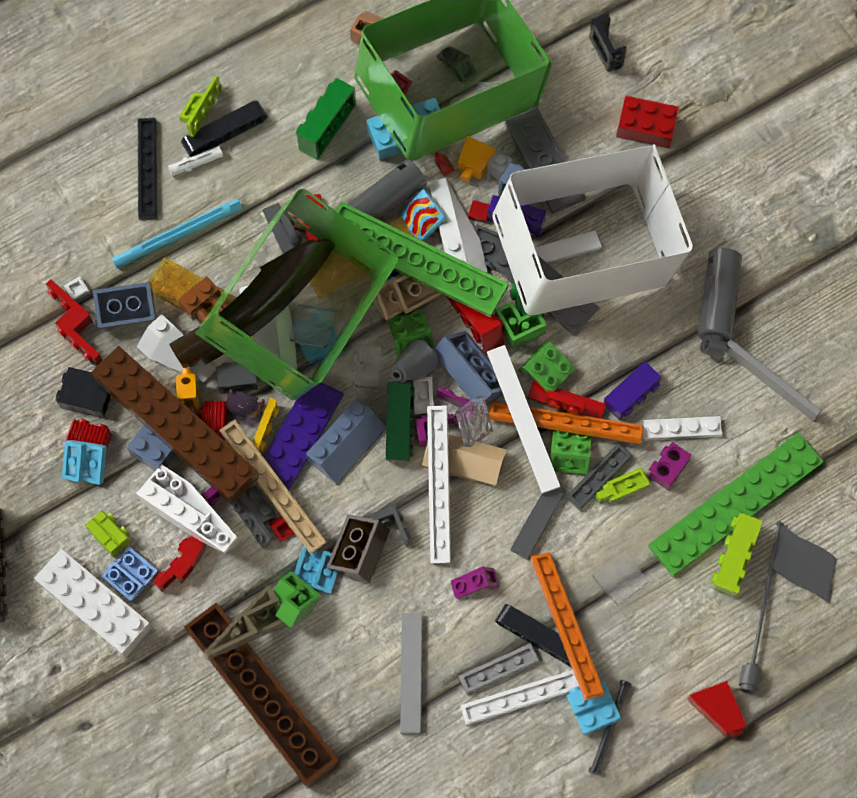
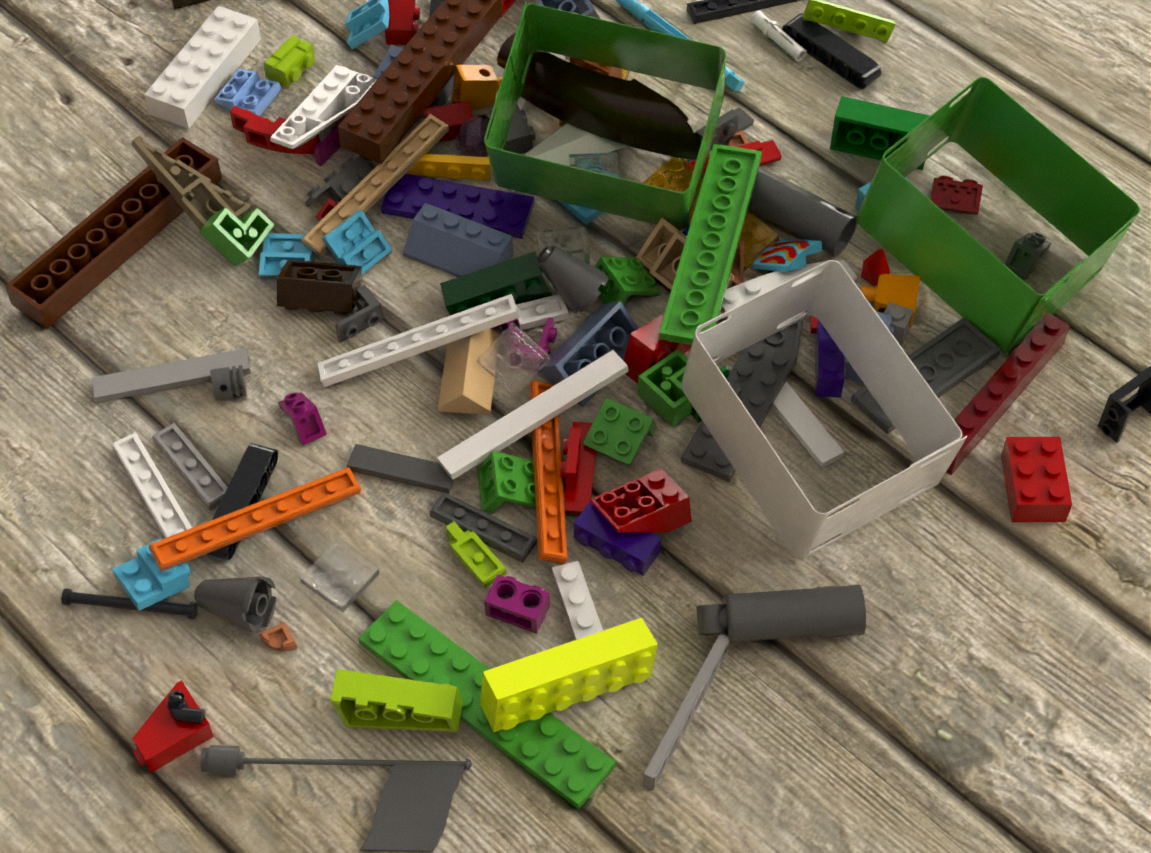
camera: 75 degrees right, 15 degrees down
(323, 513) = (357, 242): none -> medium azure slope
(434, 629) = (228, 382): none -> dark grey piece
(574, 119) = (1008, 383): none -> dark red brick
(618, 365) = (646, 504): none -> red slope
(629, 651) = (239, 600): none -> dark grey cone
(659, 628) = (278, 638): none -> nougat tile
(717, 696) = (180, 710): none -> black arm
(743, 442) = (567, 674): none -> neon yellow brick

